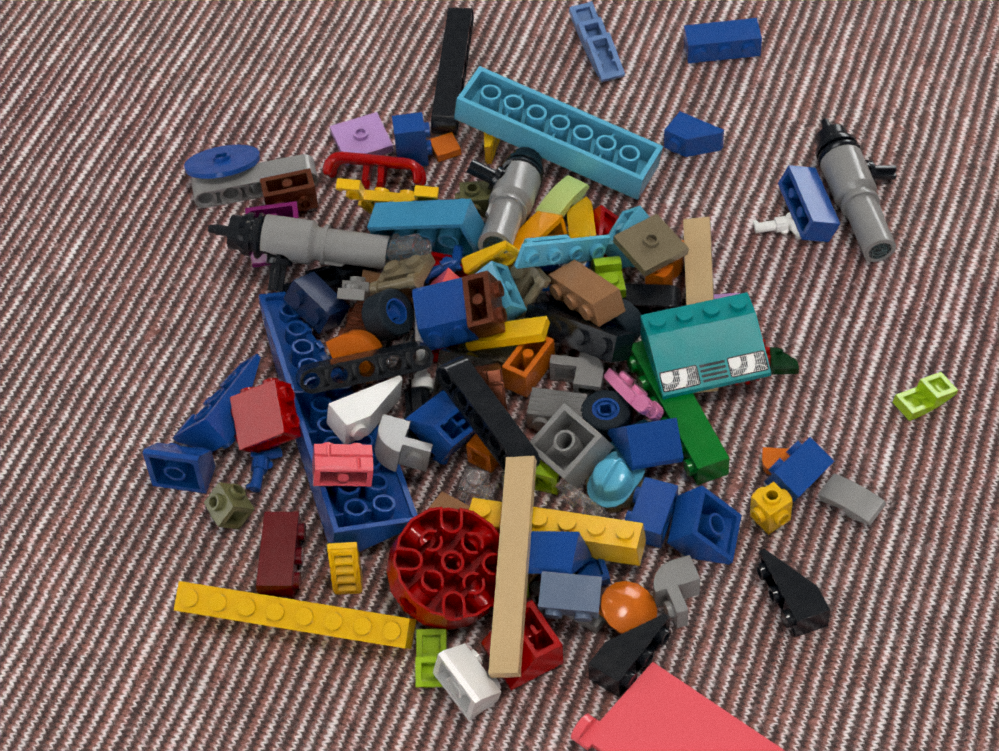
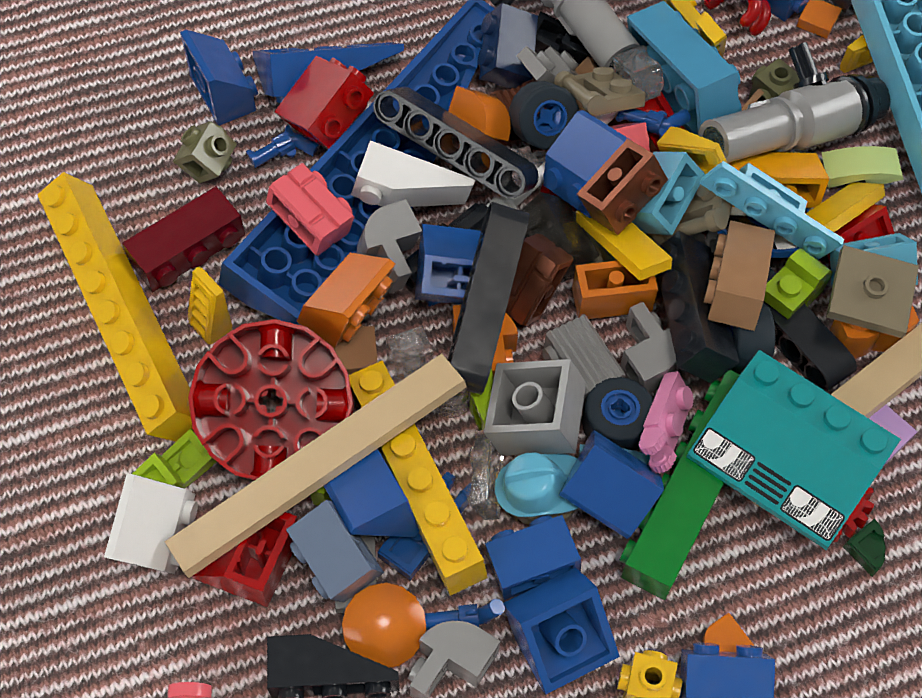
camera: 45 degrees right, 10 degrees up
(420, 480) = (347, 297): none -> orange slope
(664, 557) = (467, 613): none -> blue piece

